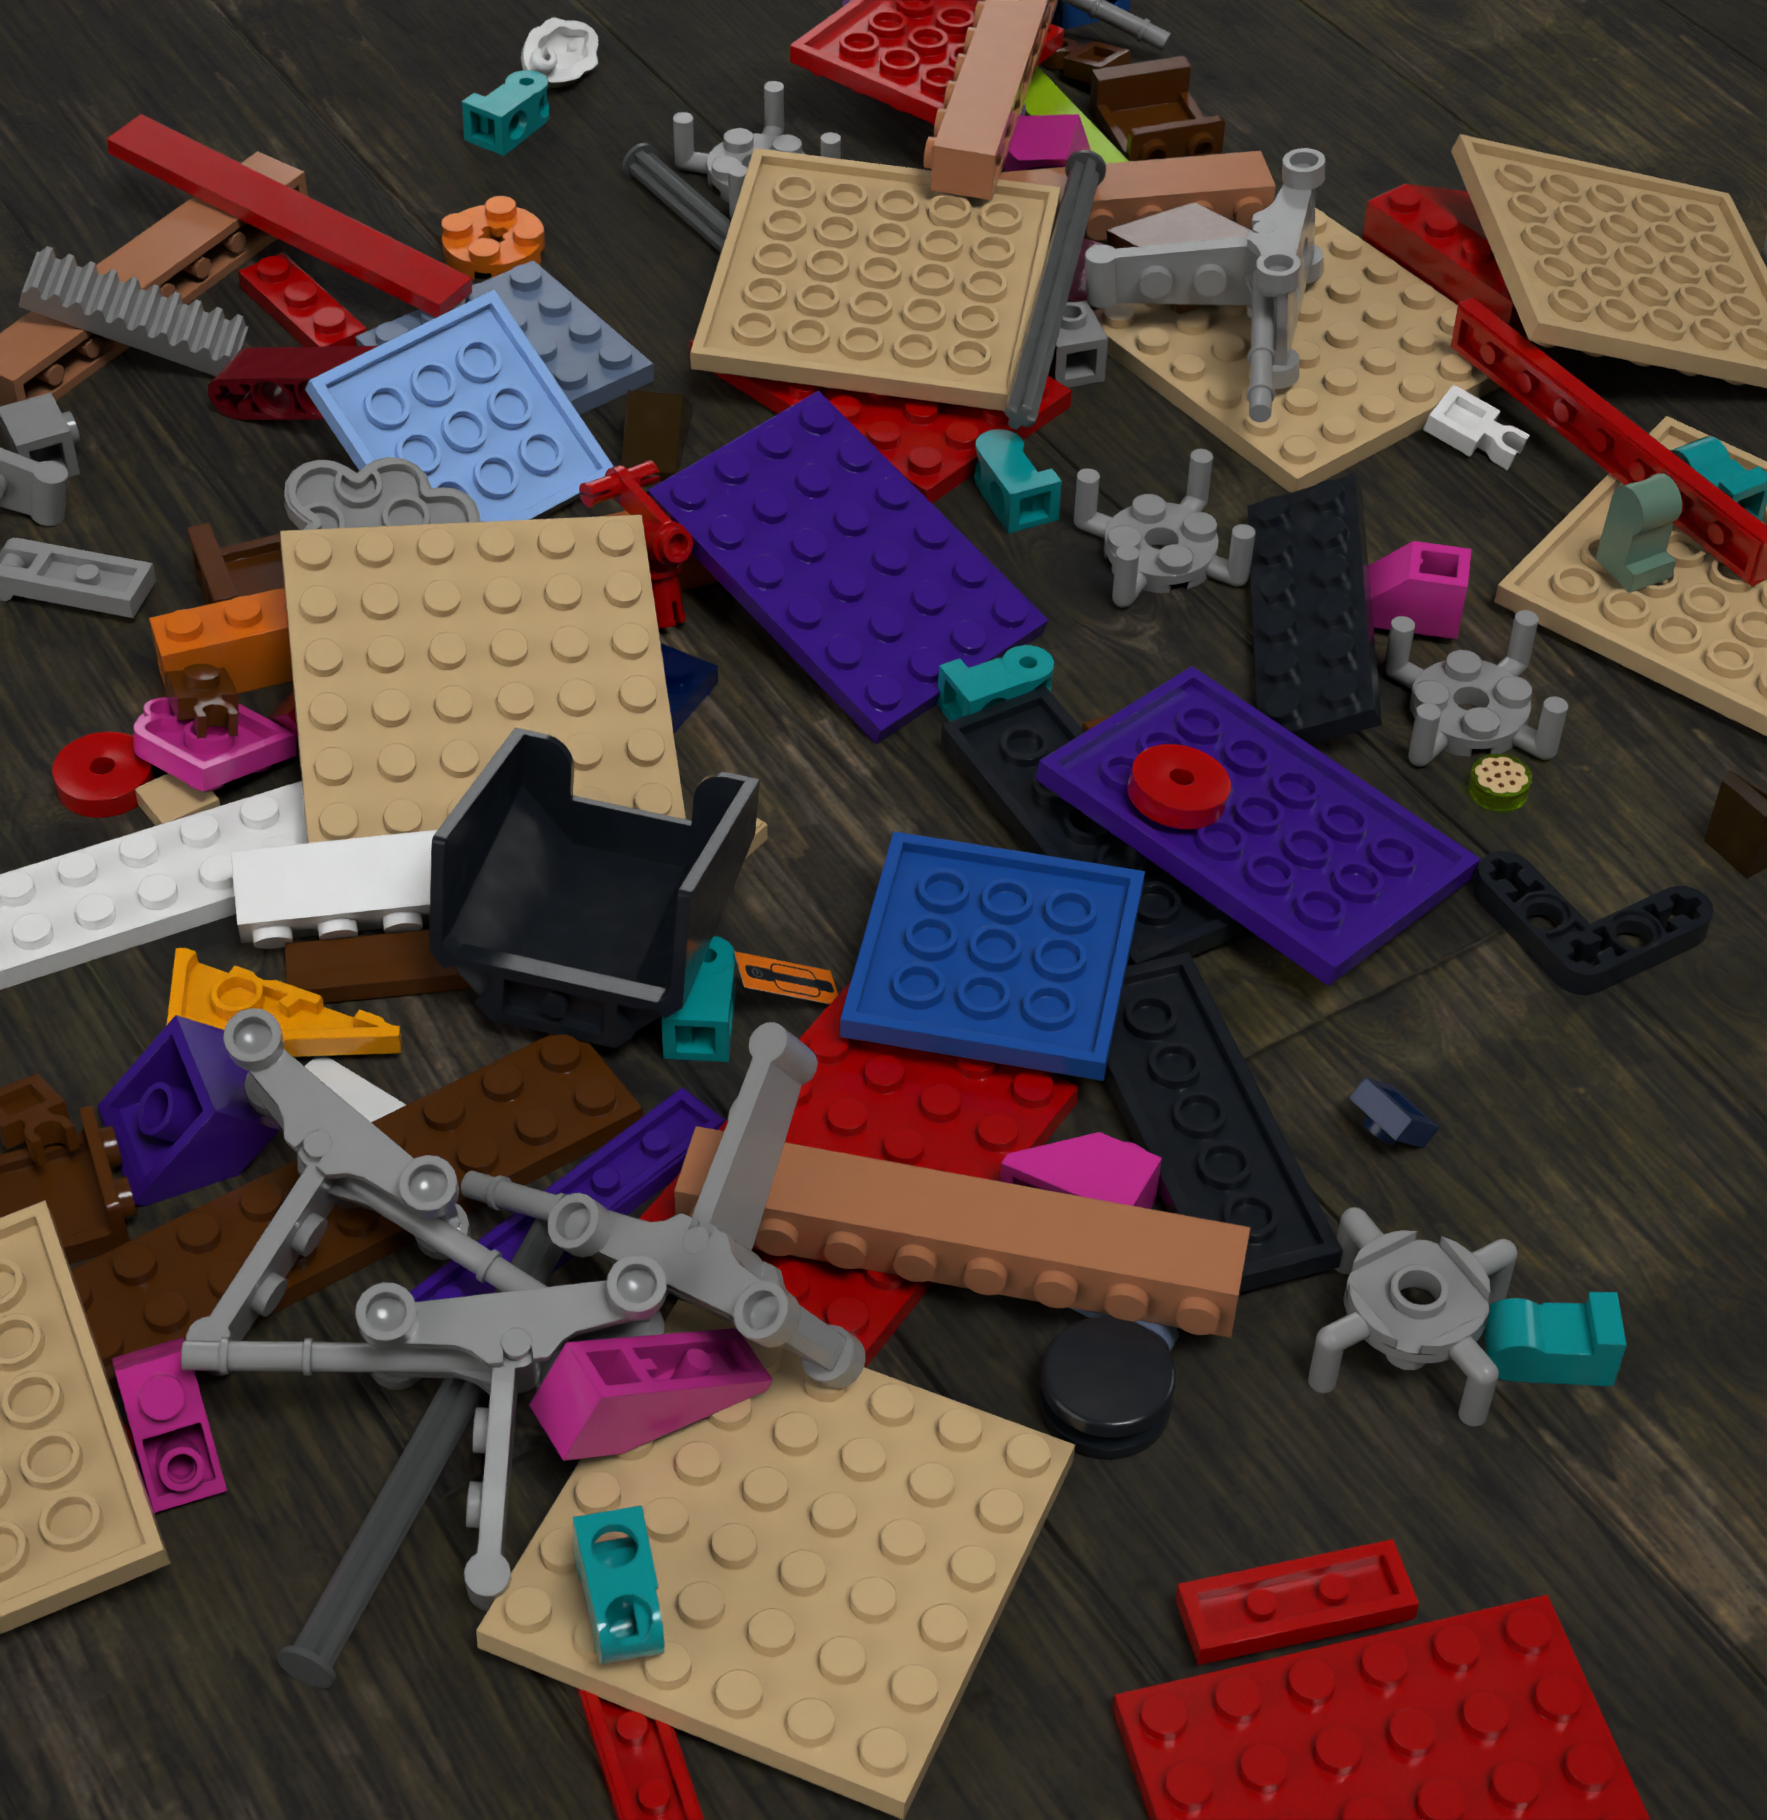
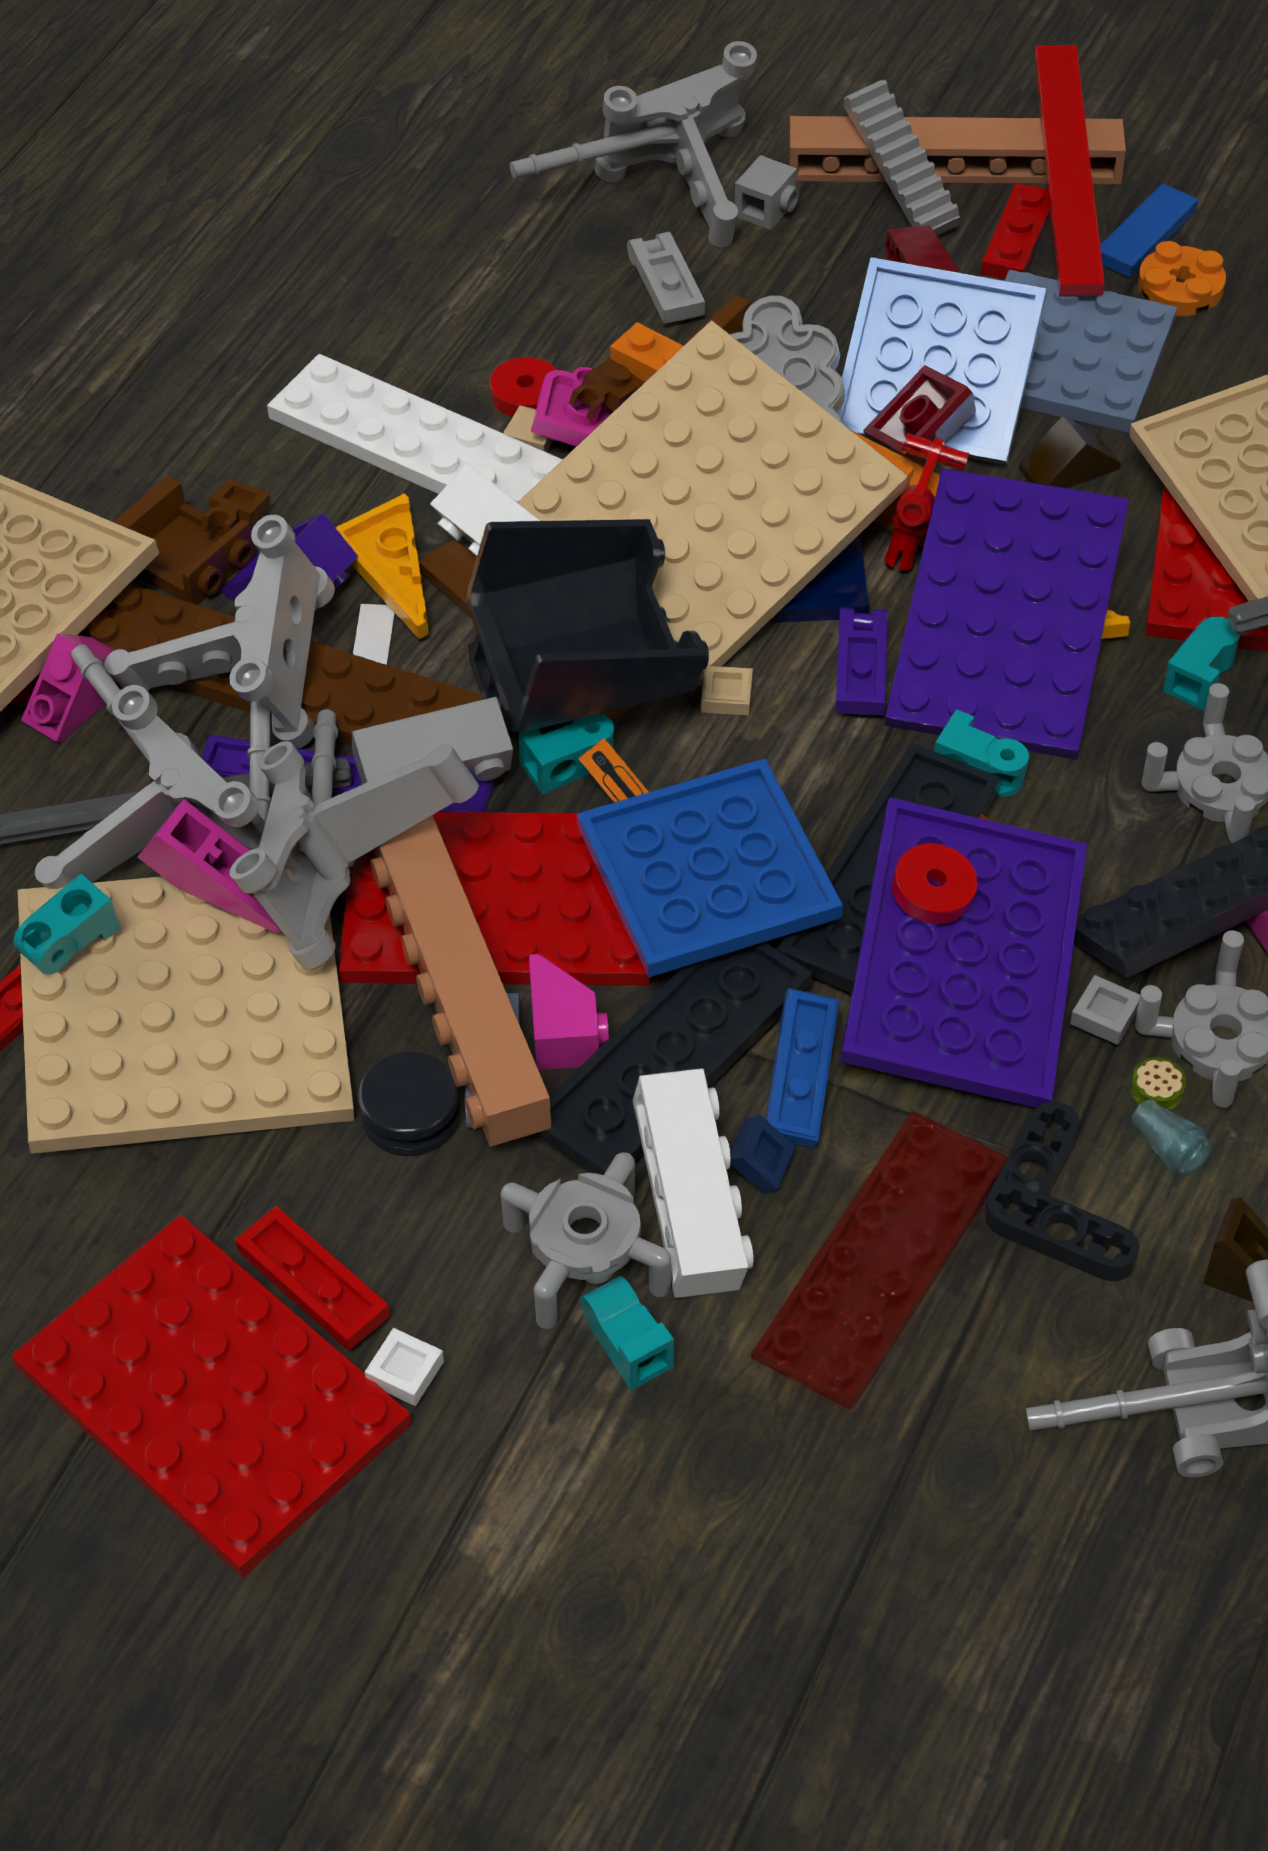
camera: 60 degrees right, 5 degrees up
(394, 211) = (1145, 228): none -> blue tile
(523, 471) = (925, 407): none -> dark red slope
(629, 1107) = (472, 730): none -> light grey brick
(787, 709) = (861, 662): none -> dark purple plate
(1300, 1023) = (802, 1066): none -> blue tile
(1391, 766) = (1105, 1010): none -> light grey plate
(1407, 1177) = (691, 1183): none -> white brick
(1479, 1568) = (405, 1366): none -> white plate
(1579, 801) = (1175, 1139): none -> clear light blue cone
(1581, 1094) = (880, 1260): none -> clear red plate

